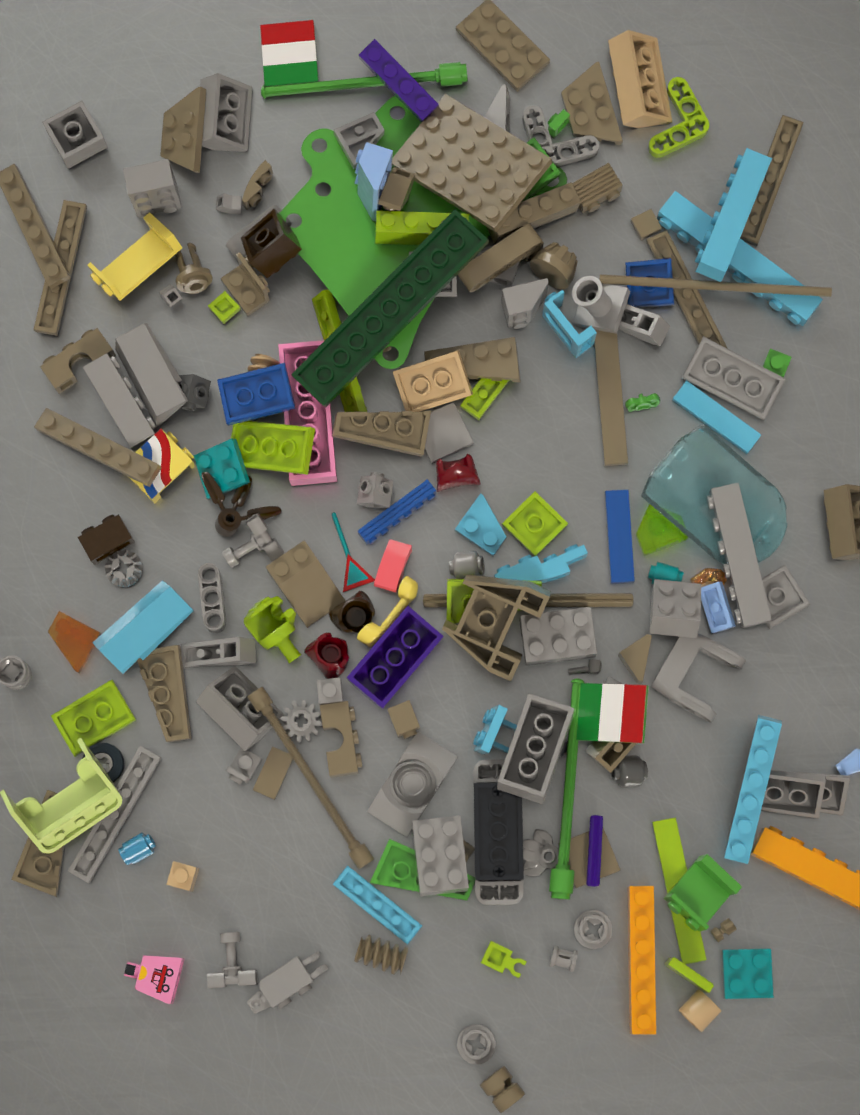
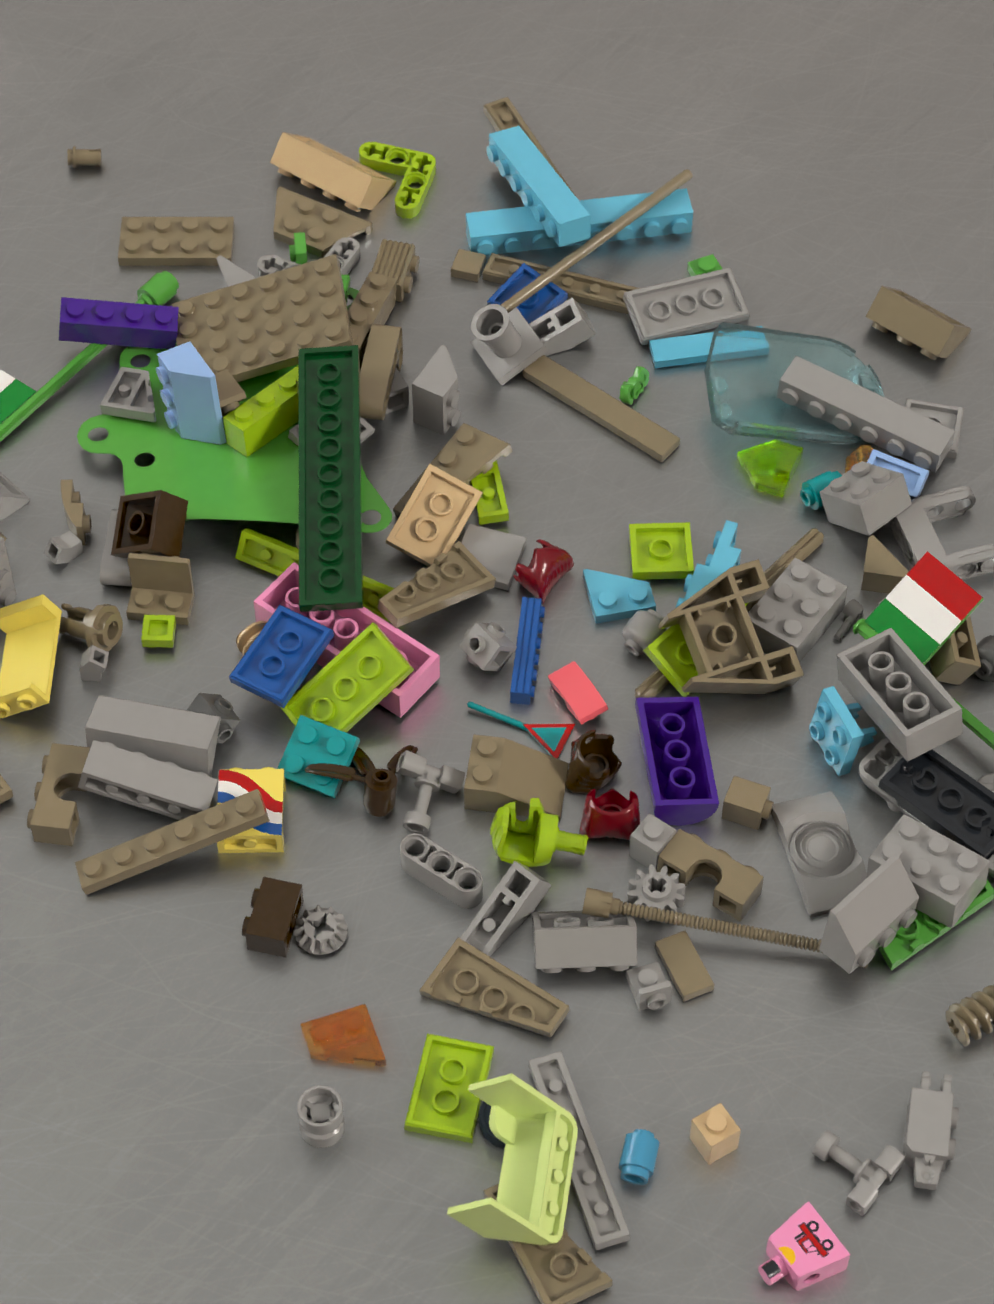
camera: 50 degrees left, 25 degrees down
(143, 627) = (403, 952): medium azure slope -> none
(372, 632) = (631, 755): light yellow piece -> none
(376, 853) = (870, 916): none -> light grey slope
(377, 905) = (920, 982): medium azure tile -> none
(555, 264) = (424, 341): dark tan piece -> none
(562, 327) = (500, 368): medium azure panel -> none
(619, 536) = (744, 499): blue tile -> none

